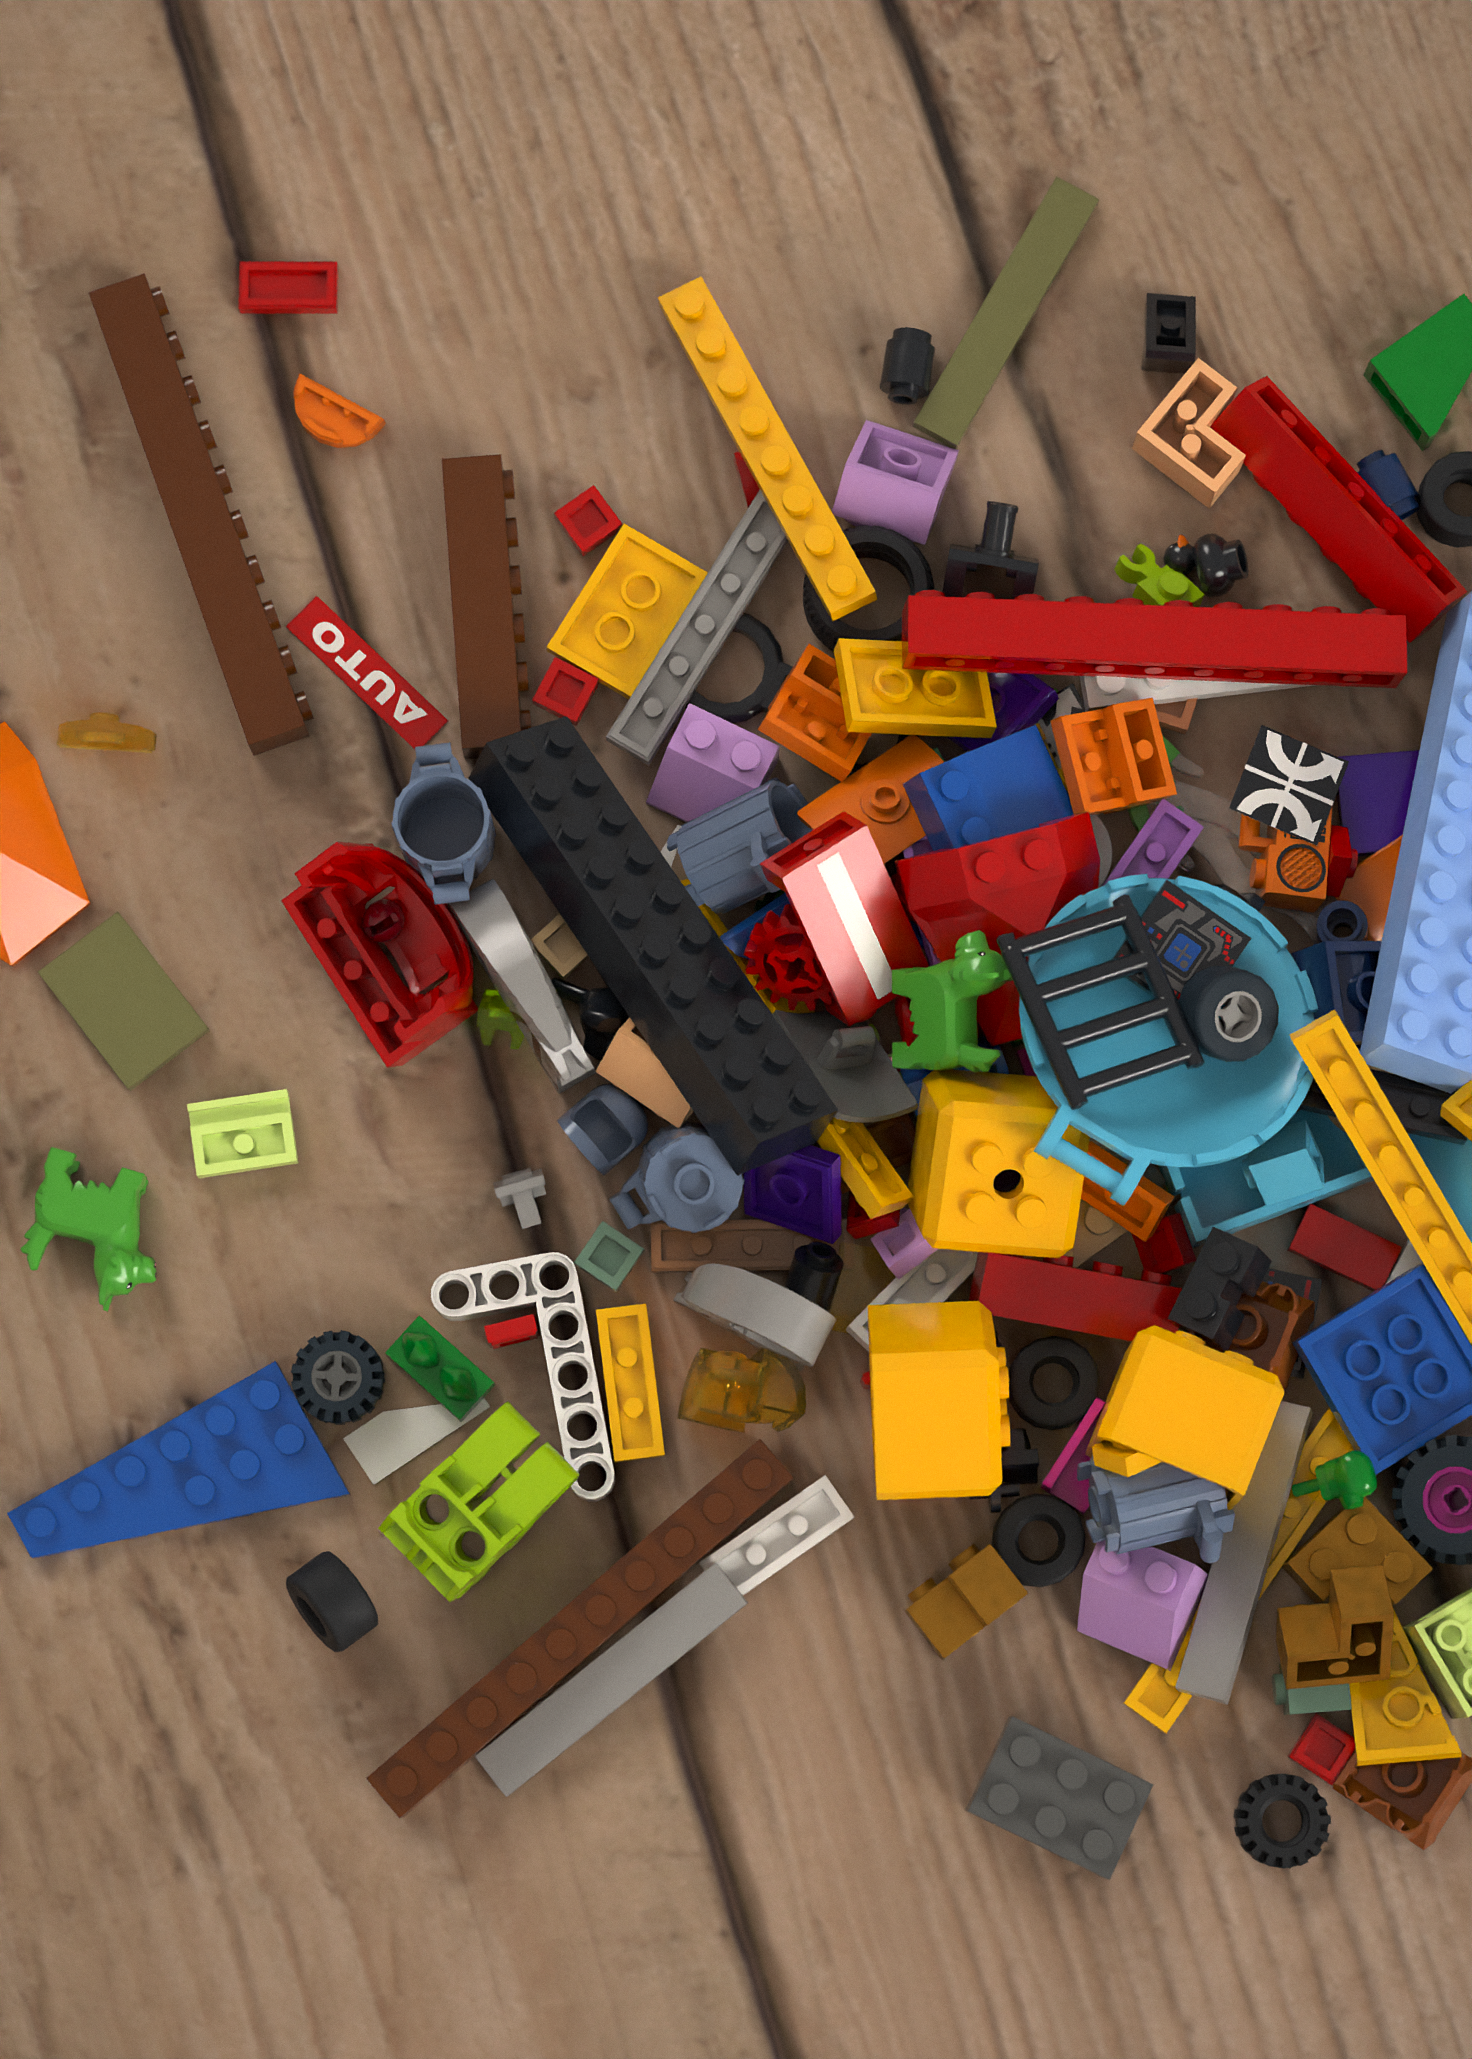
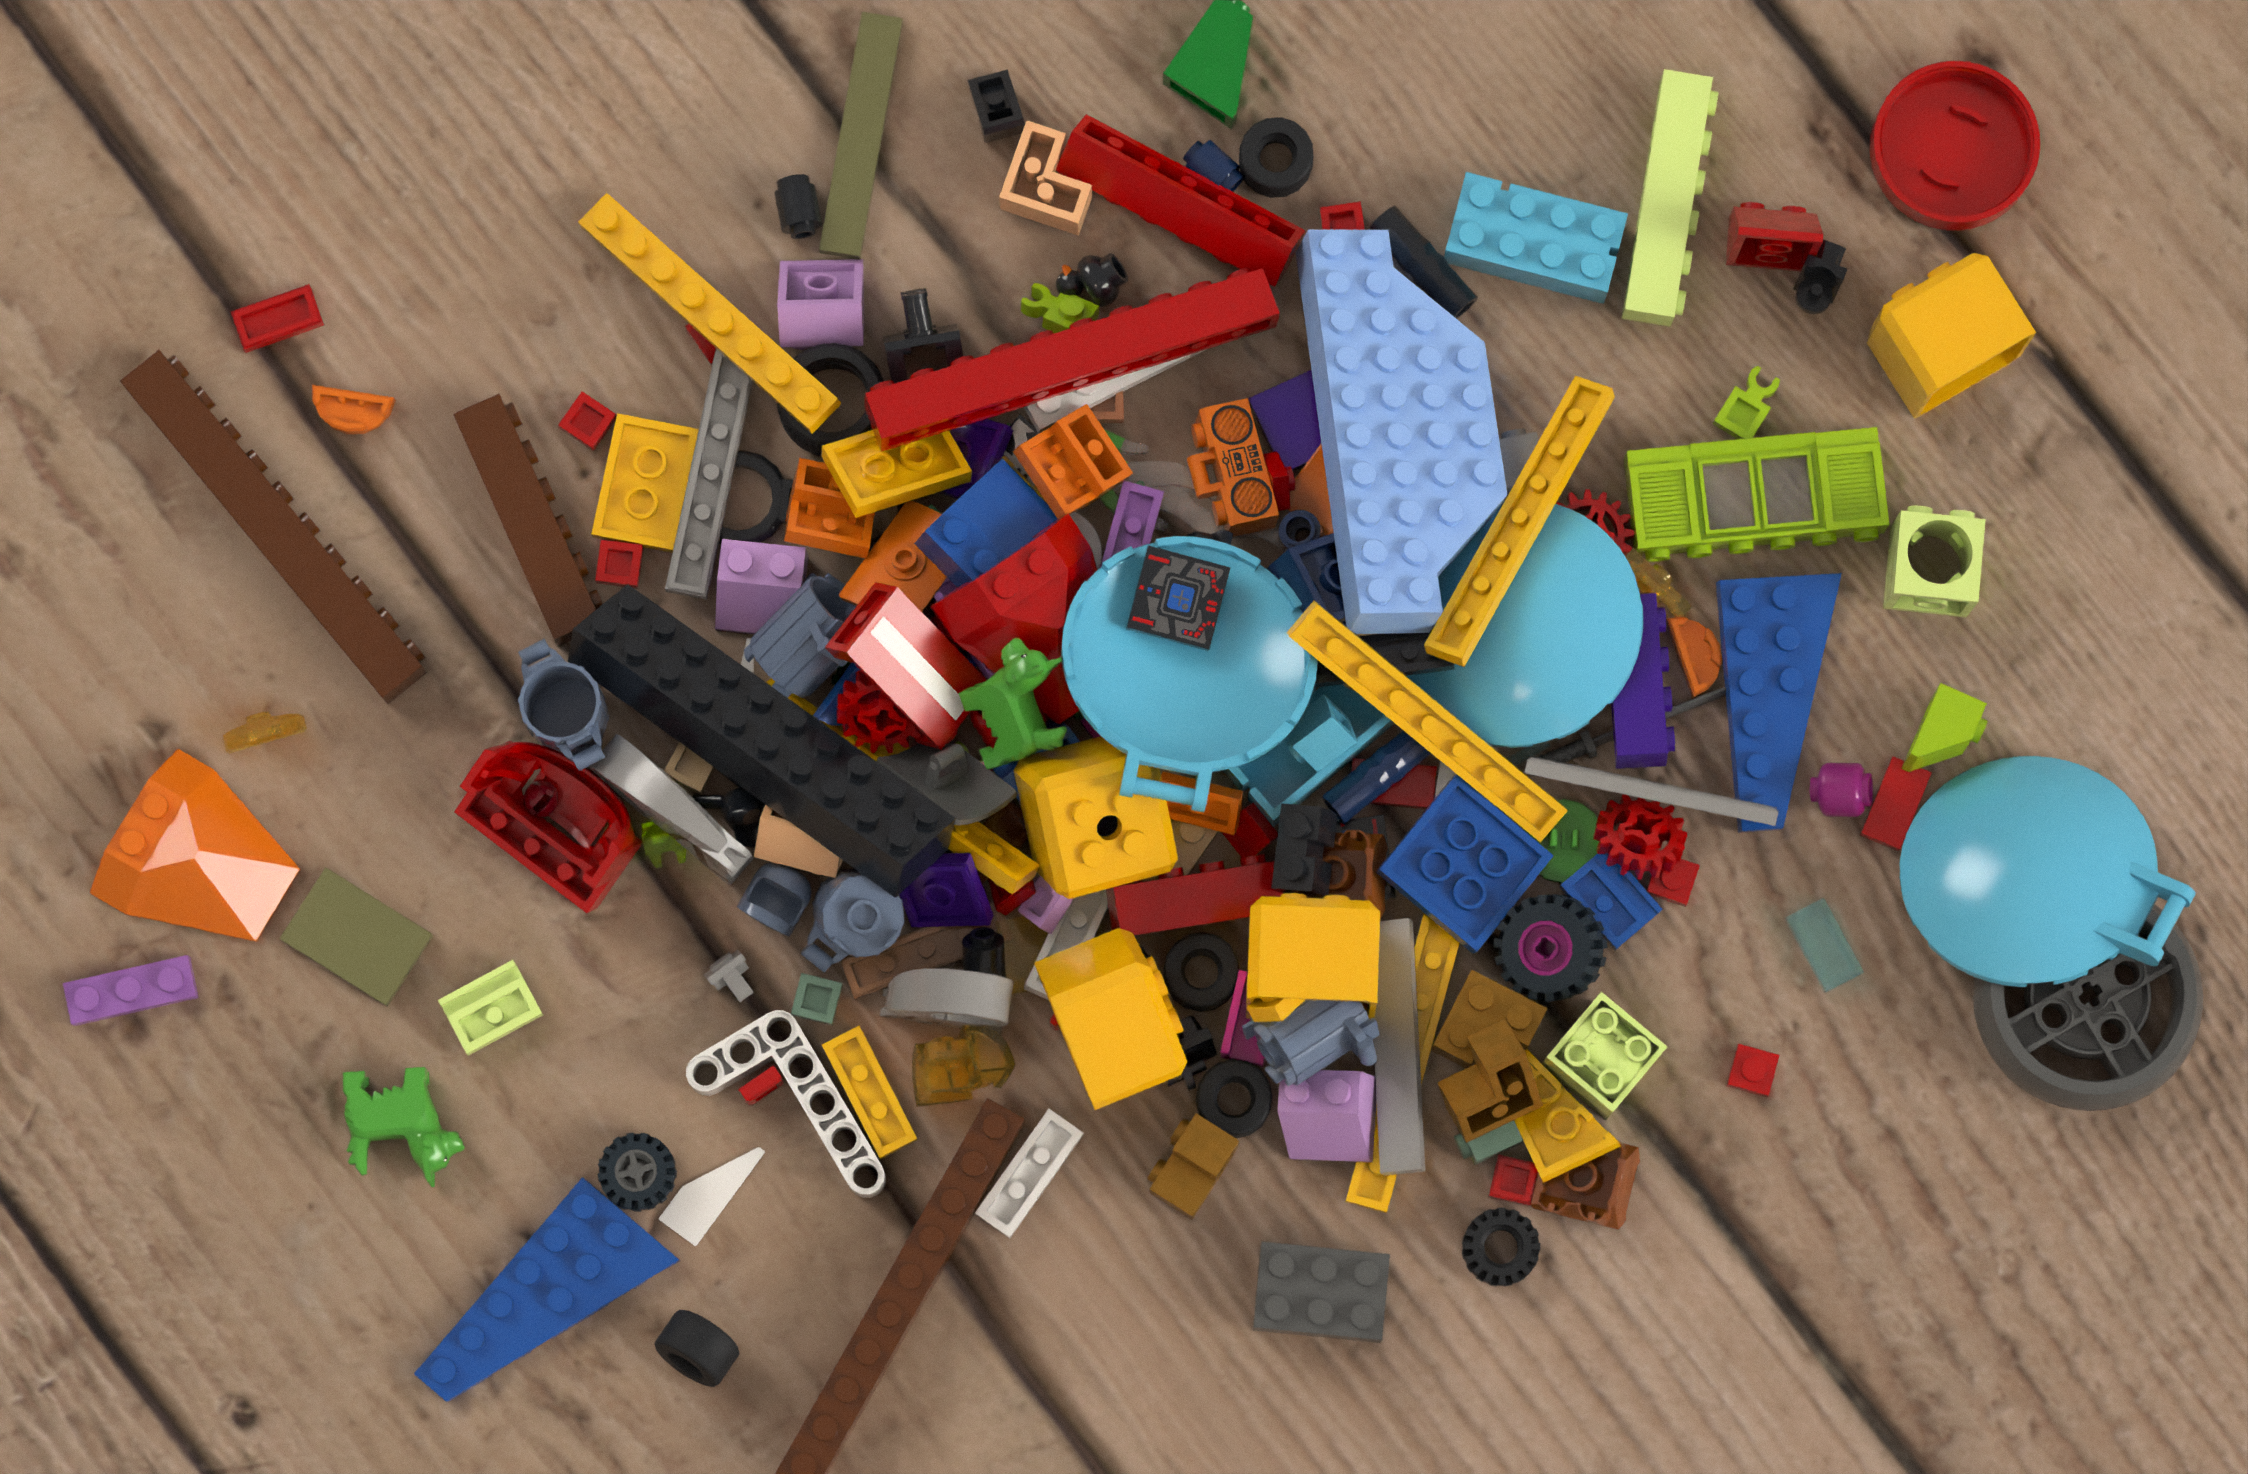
camera: 20 degrees left, 0 degrees up
(366, 673) = (454, 606): red sticker -> none
(440, 1368) = (715, 1135): green tile -> none
(463, 1482) = (767, 1217): lime connector -> none
(611, 1679) = (938, 1329): light grey tile -> none
(1056, 1042) = (1151, 615): black bar -> none
(1245, 1021) = (1248, 633): black wheel -> none
(1289, 785) = (1218, 434): sticker -> none
(1329, 1233) = (1374, 776): none -> dark blue axle
(1345, 1478) = (1453, 963): green piece -> none

